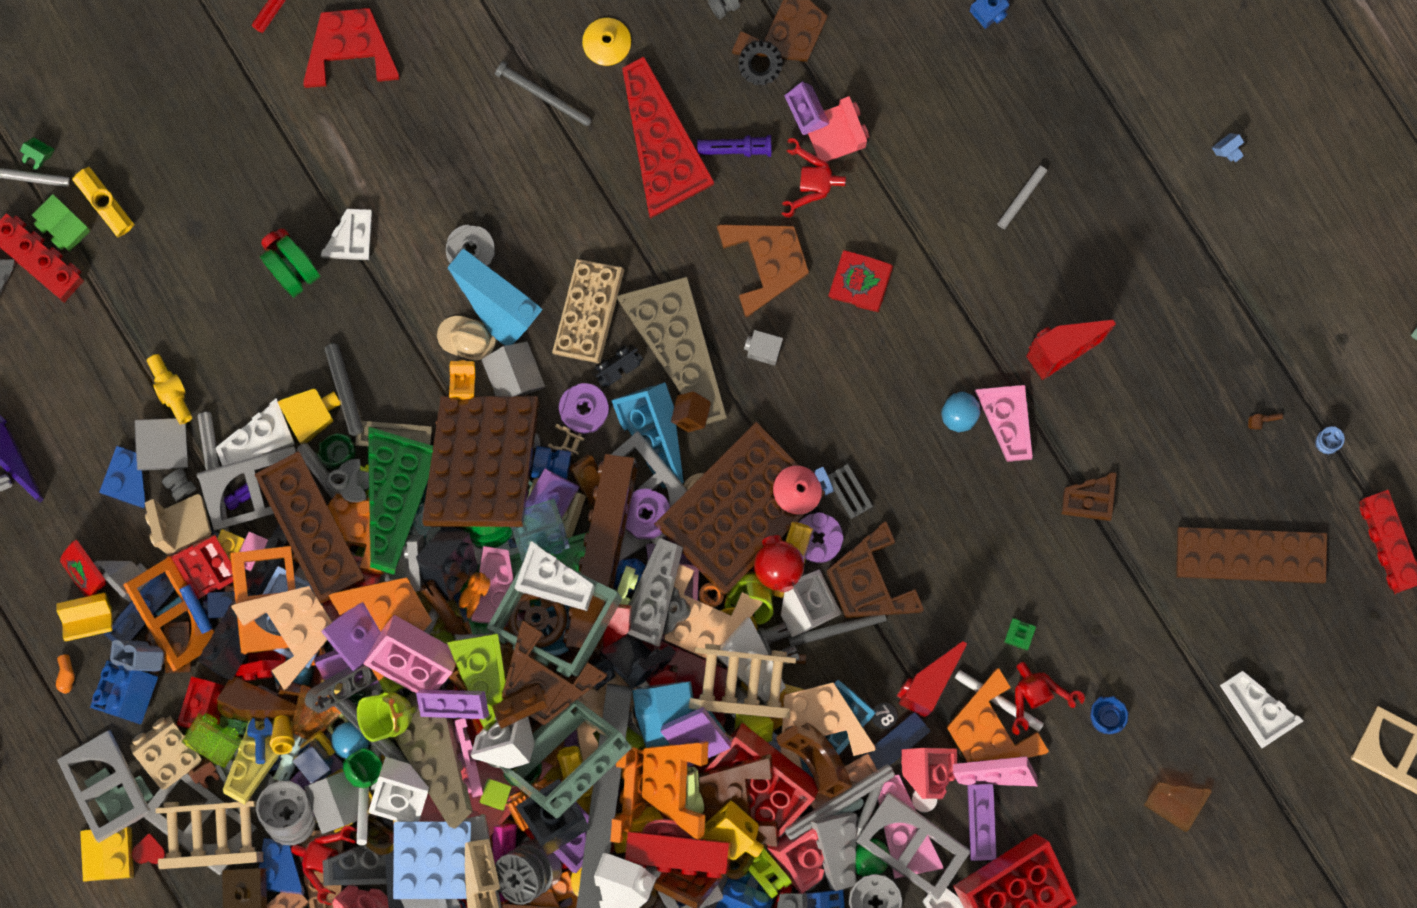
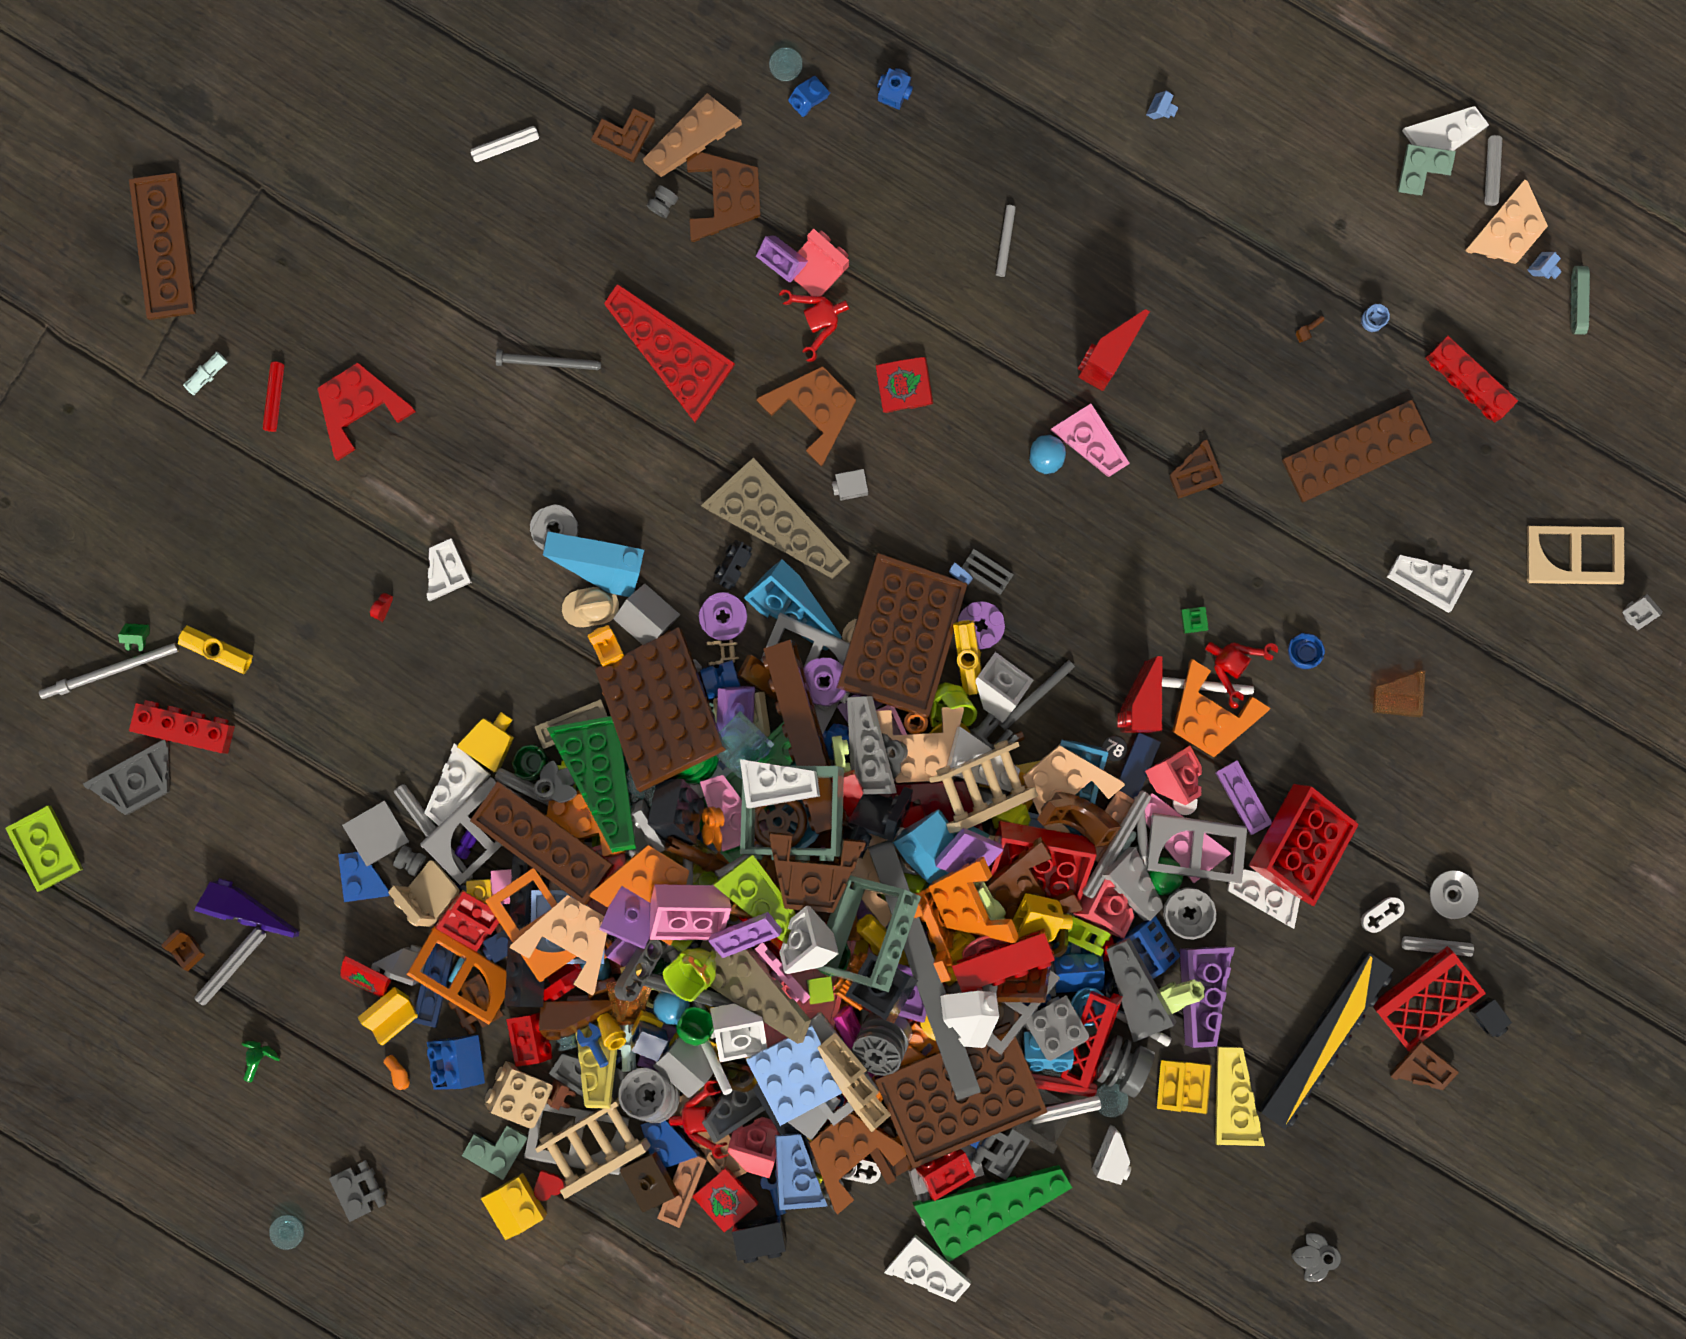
camera: 20 degrees left, 5 degrees up
(60, 223) = (187, 686): bright green brick -> none
(104, 749) = (465, 1119): light grey window -> none
(136, 655) = (450, 1027): sand blue brick -> none
(169, 389) = (357, 782): yellow pin -> none
(196, 609) = (480, 960): blue piece -> none
(211, 739) = (552, 1067): clear neon green brick -> none
(291, 265) = (406, 623): green wheel -> none
(343, 389) = (513, 711): dark grey axle -> none
(519, 706) = (804, 909): reddish brown plate -> none
(588, 311) = (683, 530): tan tile -> none
(606, 53) = (580, 298): yellow dish -> none
(690, 411) = (817, 572): reddish brown panel -> none
(704, 146) = (710, 335): dark purple pin -> none
(766, 48) = (735, 238): black tyre -> none
(778, 564) = (961, 667): red brick -> none
(789, 497) = (935, 601): coral dish -> none
(860, 584) = (1039, 648): reddish brown wing -> none
(996, 772) = (1238, 747): bright pink wing -> none

